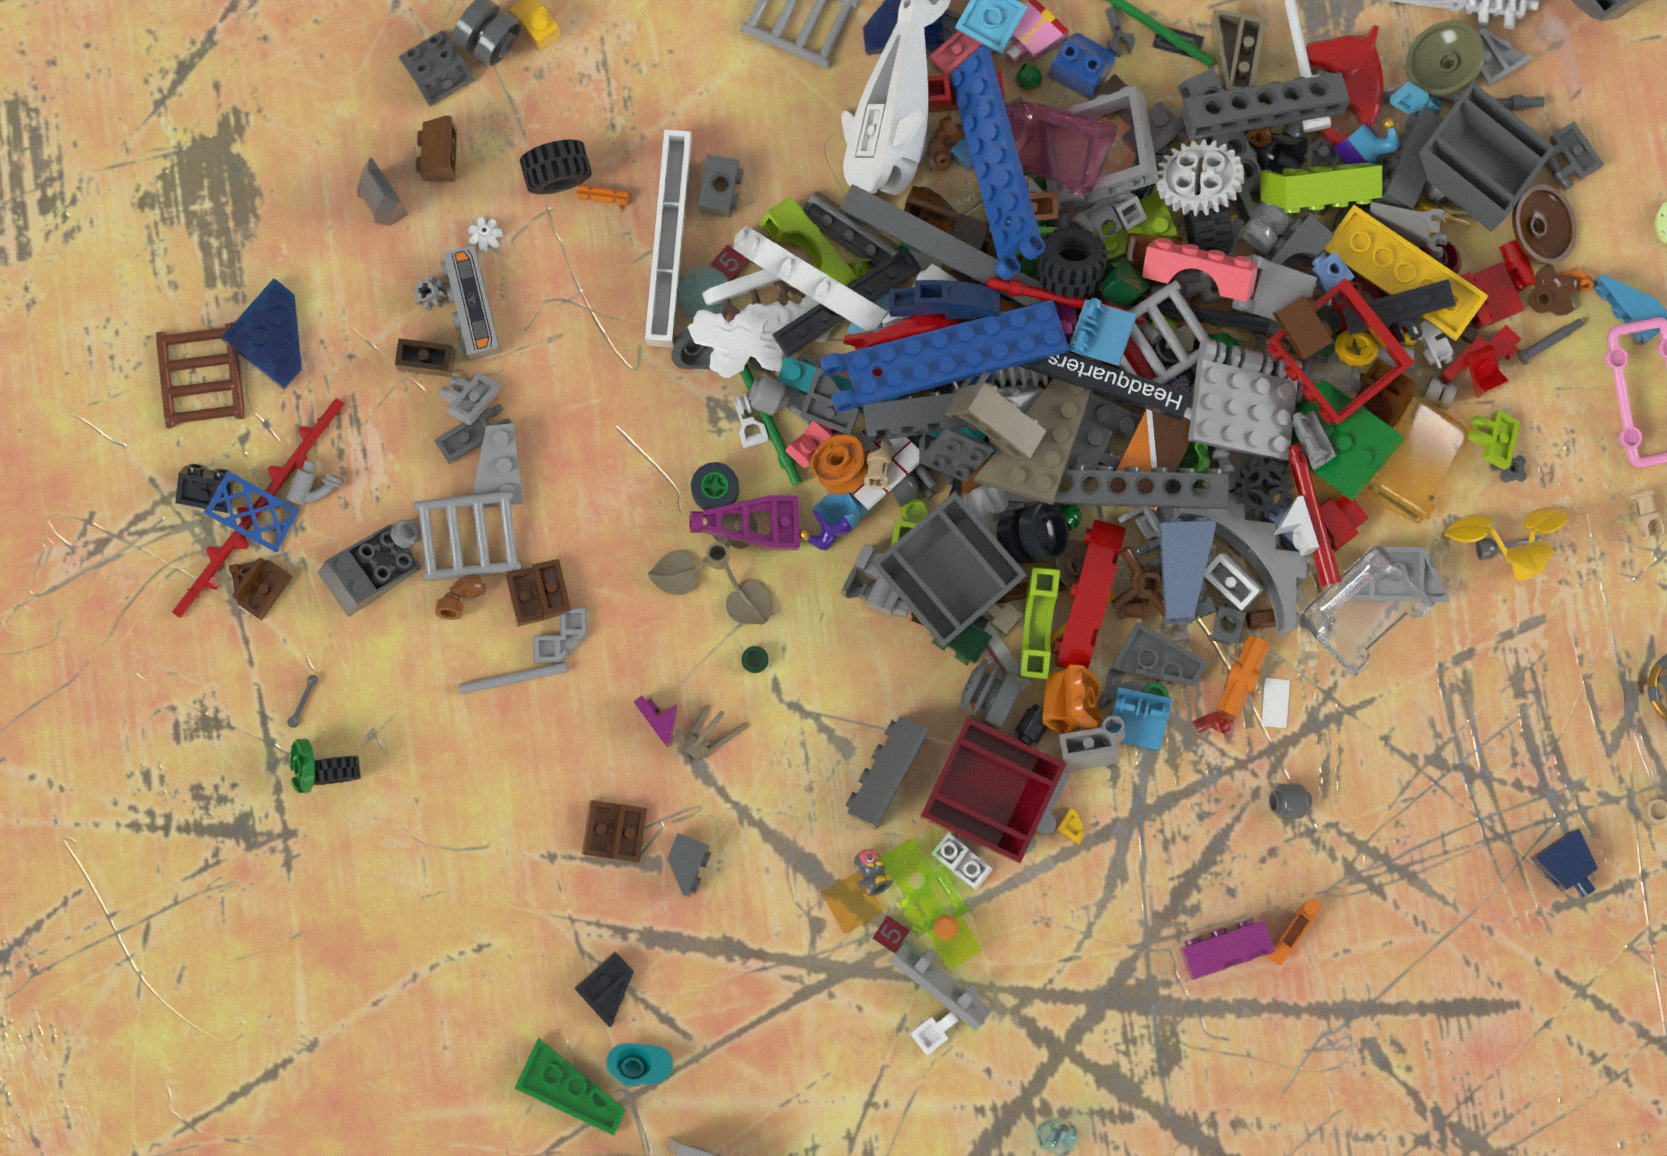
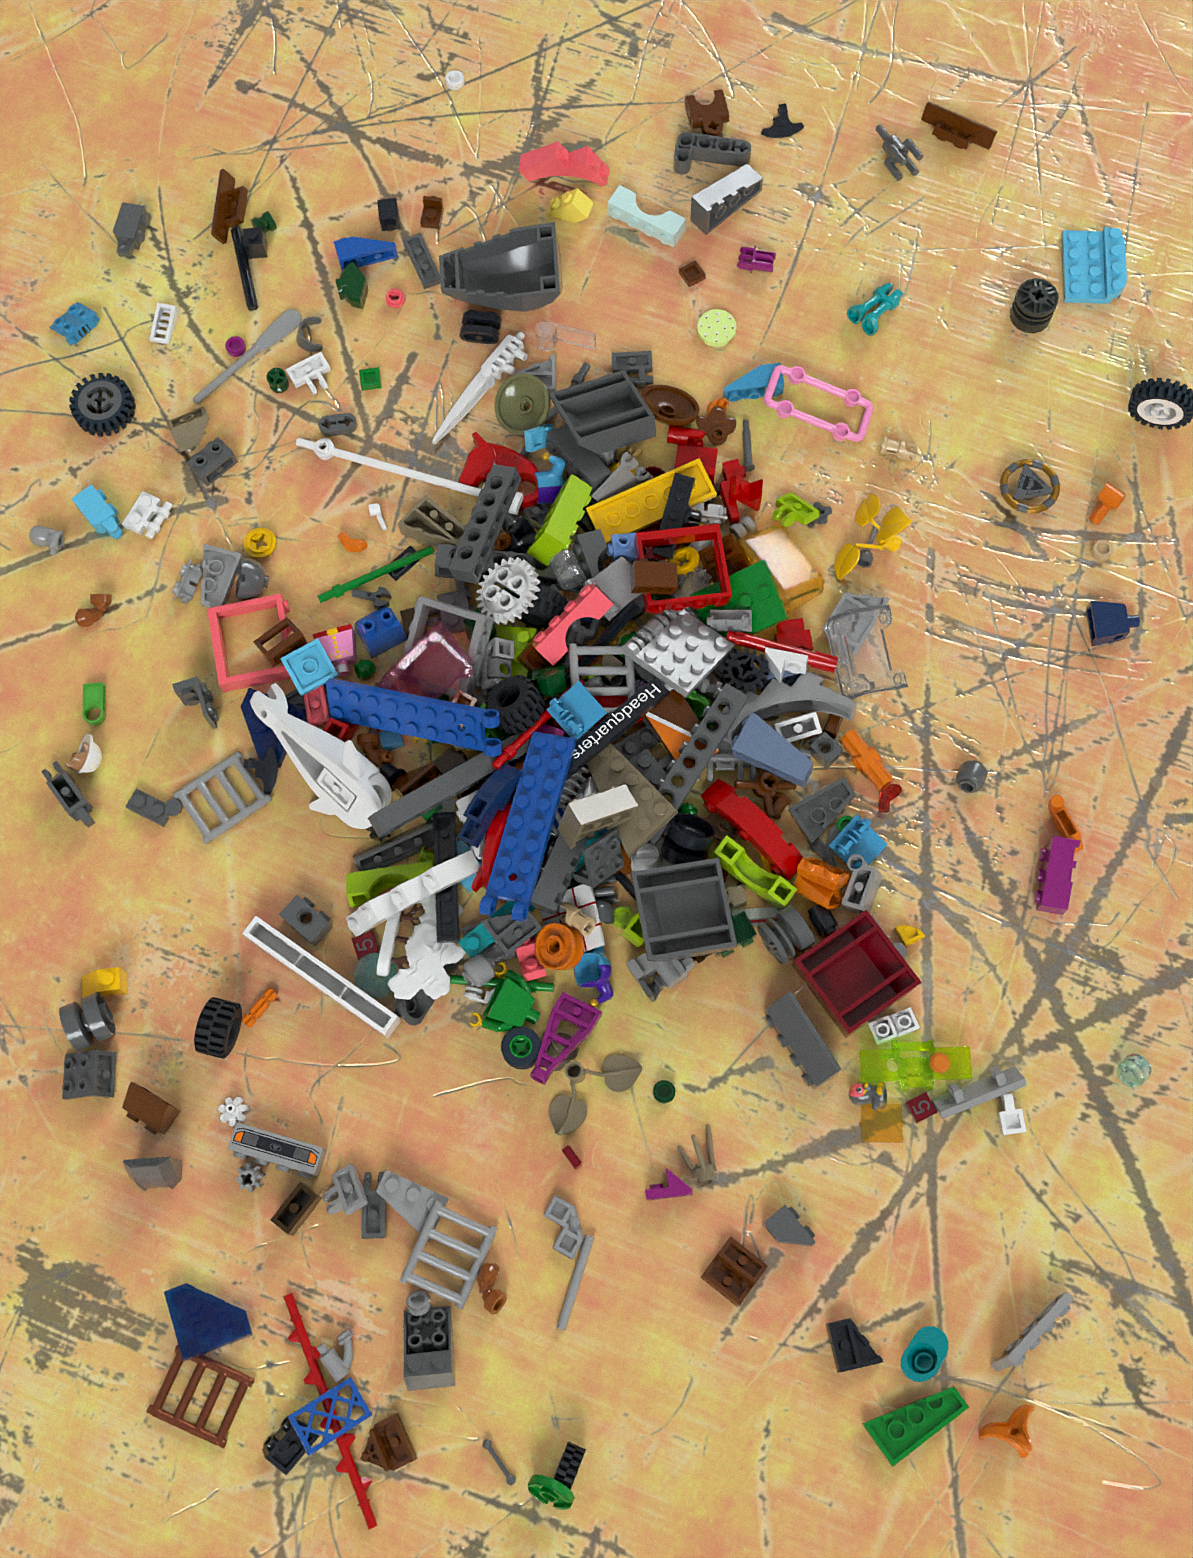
camera: 55 degrees left, 10 degrees down
(538, 592) = (522, 1225): reddish brown slope -> none
(633, 603) = (572, 1157): none -> dark red tile
(751, 447) = (508, 1004): none -> green torso
(854, 40) = (265, 769): none -> black piece
(926, 175) = (391, 773): none -> black piece
(1275, 703) = (895, 750): white sticker -> none

